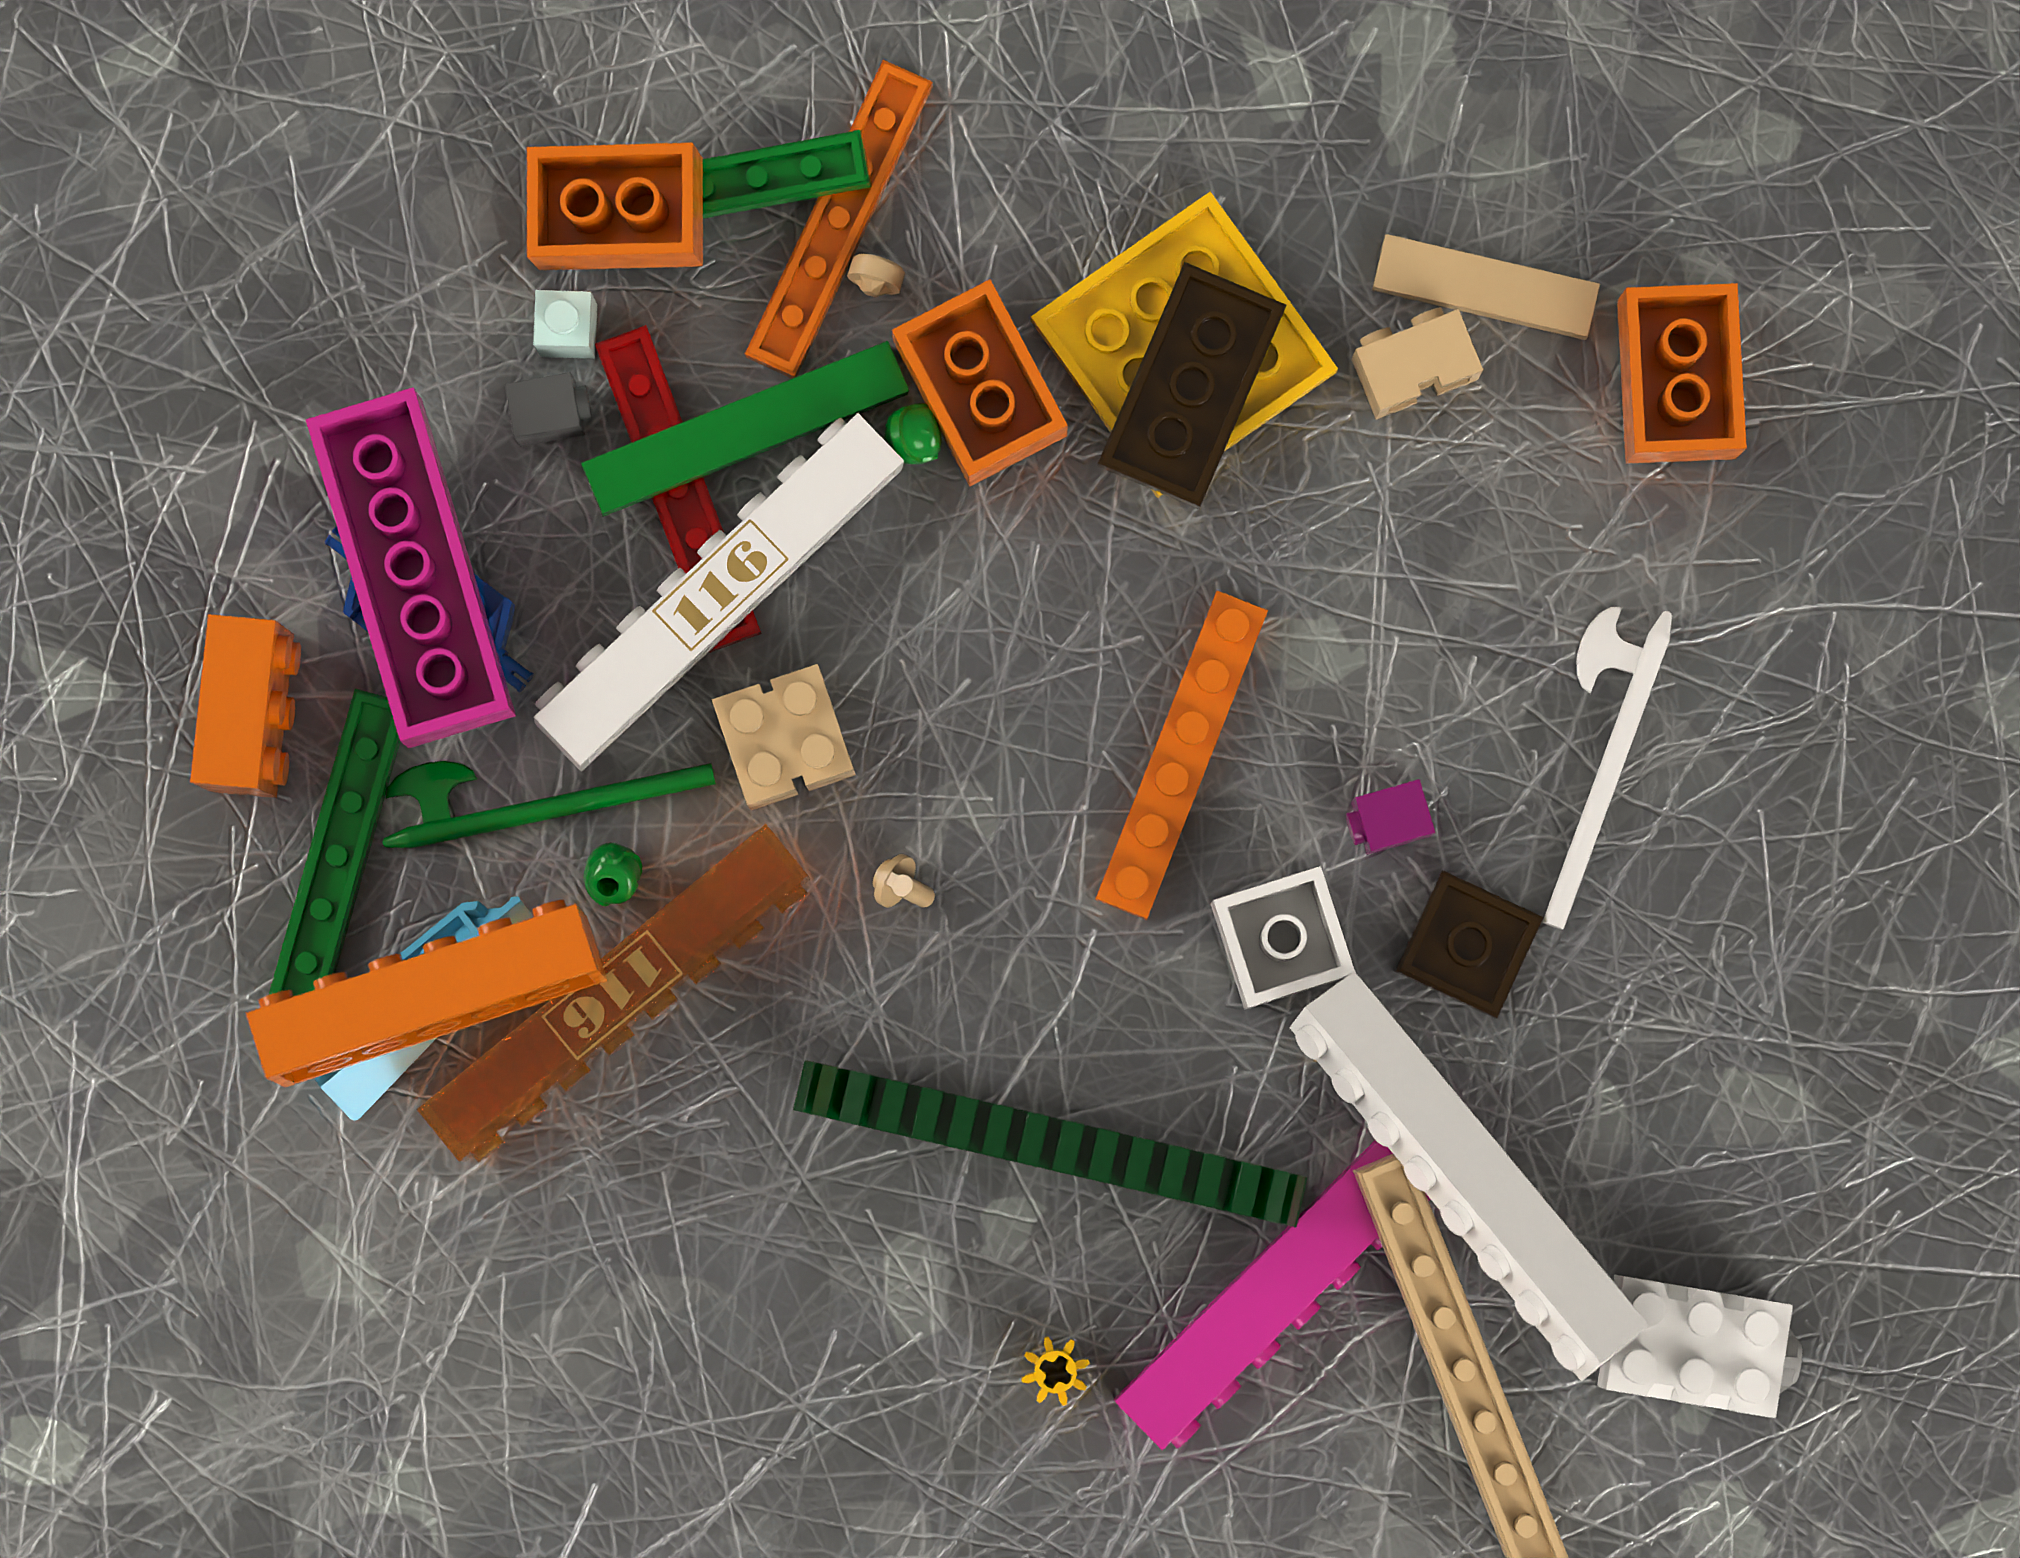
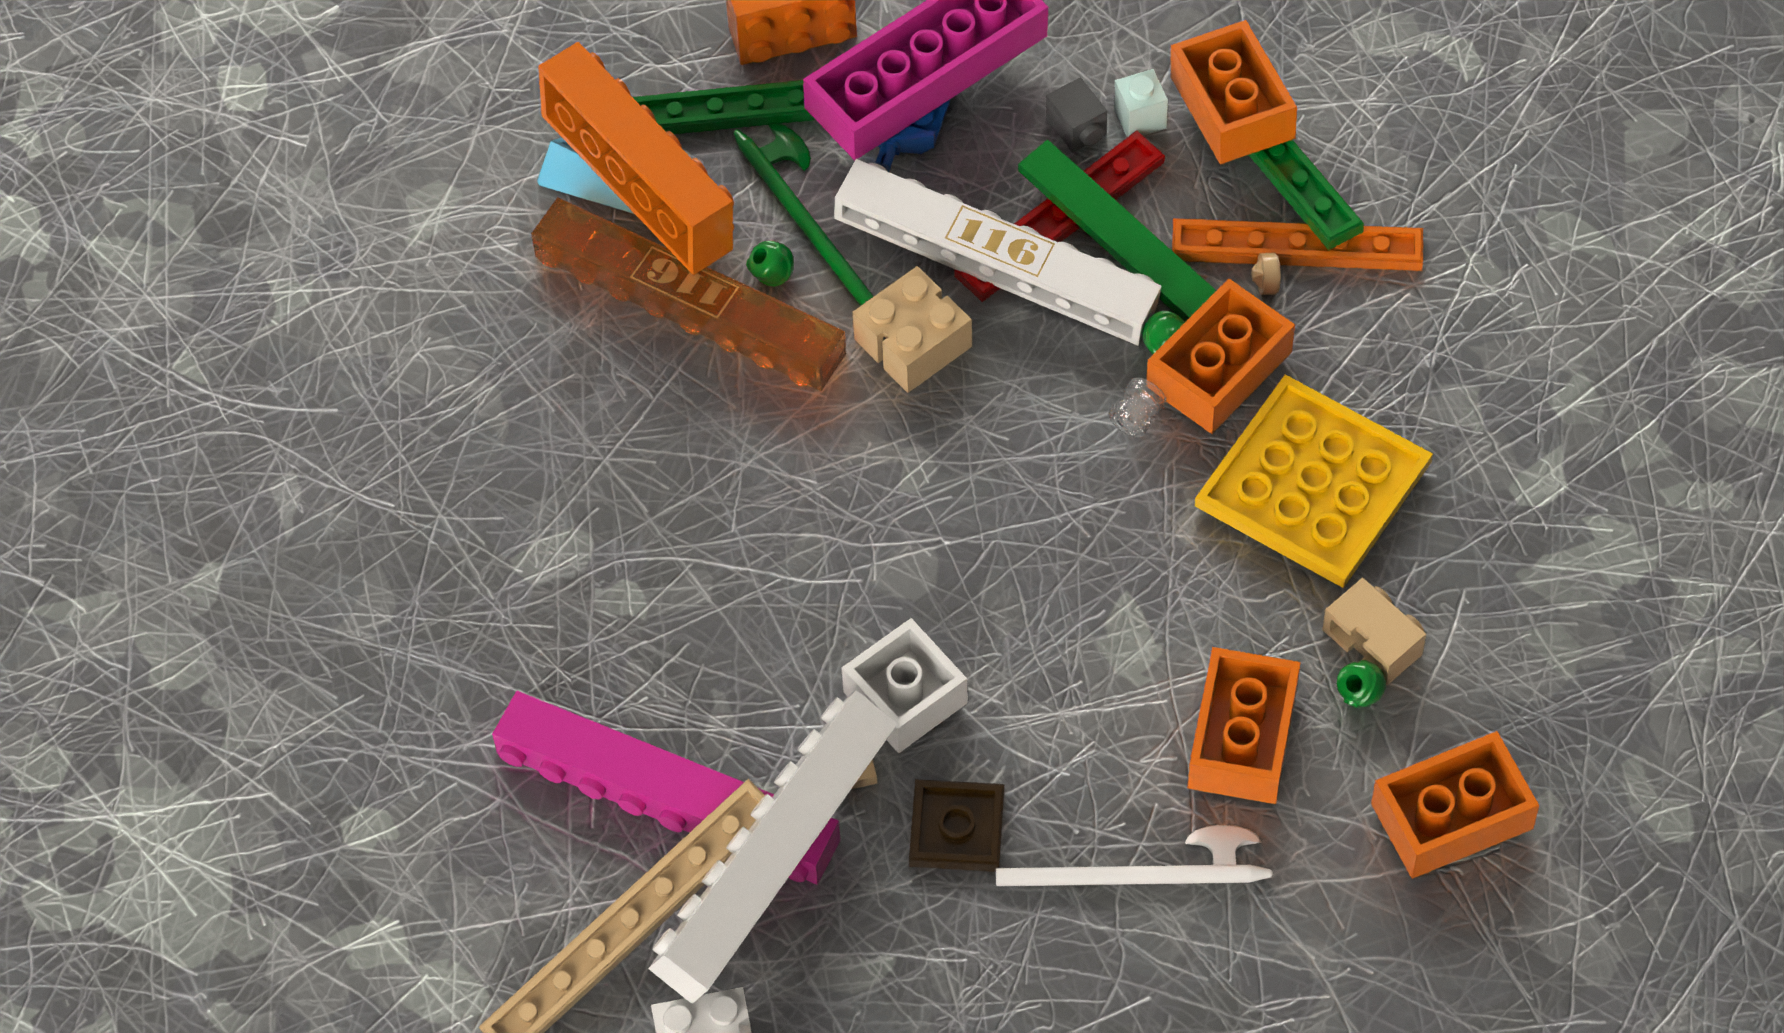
camera: 70 degrees right, 25 degrees down
(896, 881) = (840, 437): tan plate -> none
(1002, 510) = (1140, 403): none -> clear wheel
(1050, 1143) = (688, 575): dark green piece -> none
(1059, 1385) = (526, 655): yellow gear -> none
(1181, 755) = (1014, 586): orange plate -> none
(1191, 385) = (1284, 487): dark brown tile -> none
(1390, 817) = (1028, 732): magenta brick -> none
(1478, 408) = (1361, 683): none -> green piece
(1486, 287) = (1456, 661): tan tile -> none
(1489, 567) = (1243, 725): none -> orange brick

